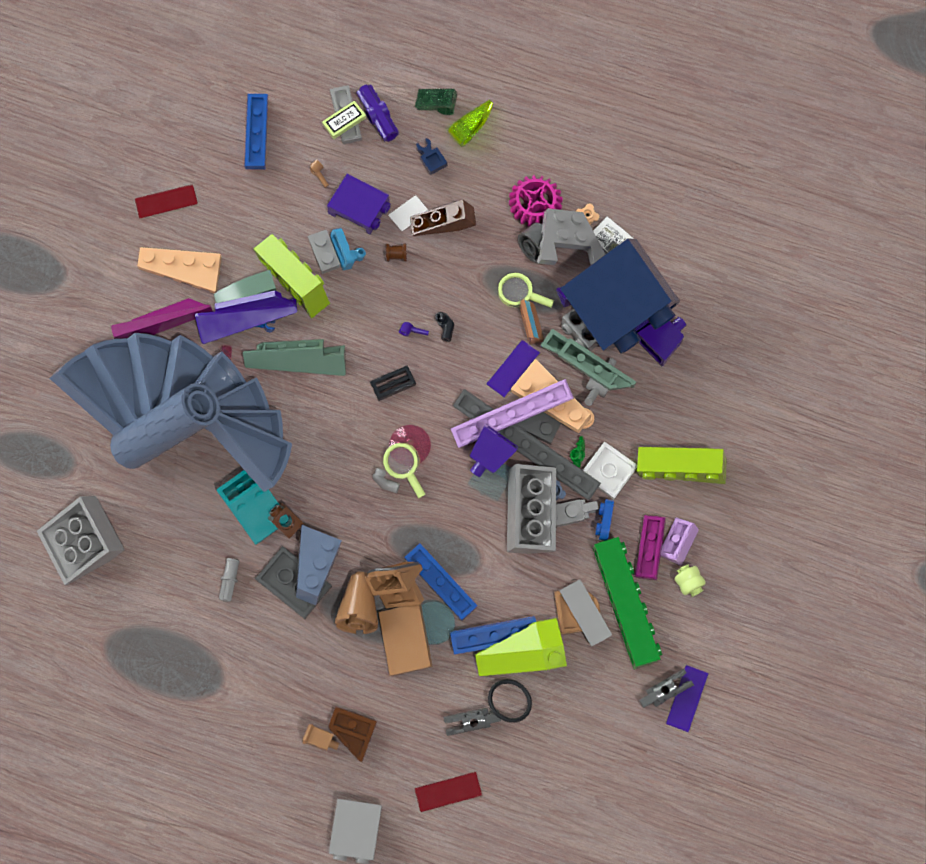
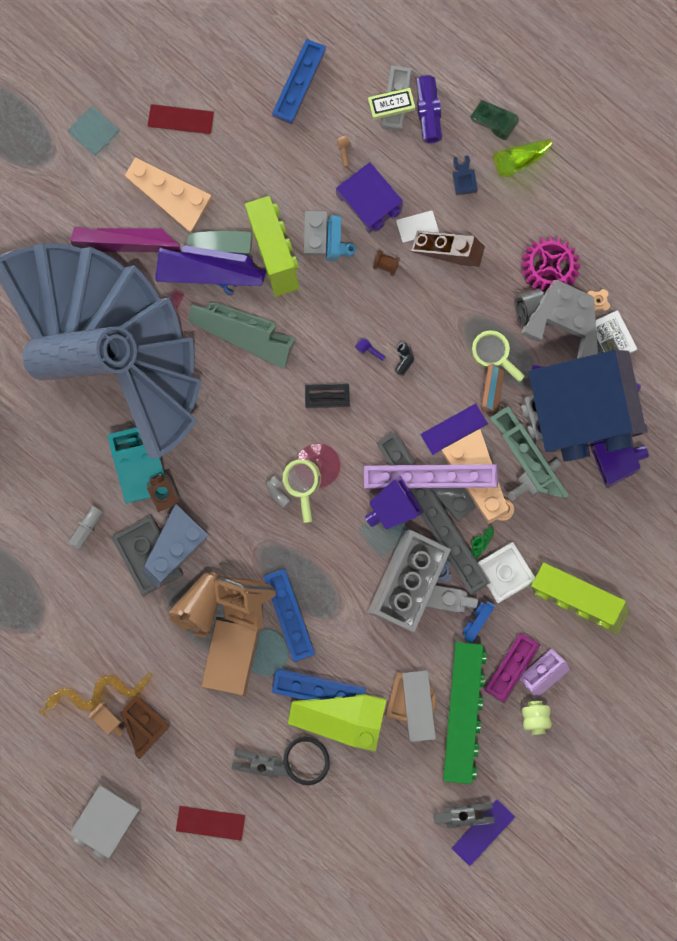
camera: 30 degrees right, 5 degrees up
(93, 239) = (93, 130): none -> clear light blue piece
(299, 718) = (97, 693): none -> clear yellow animal

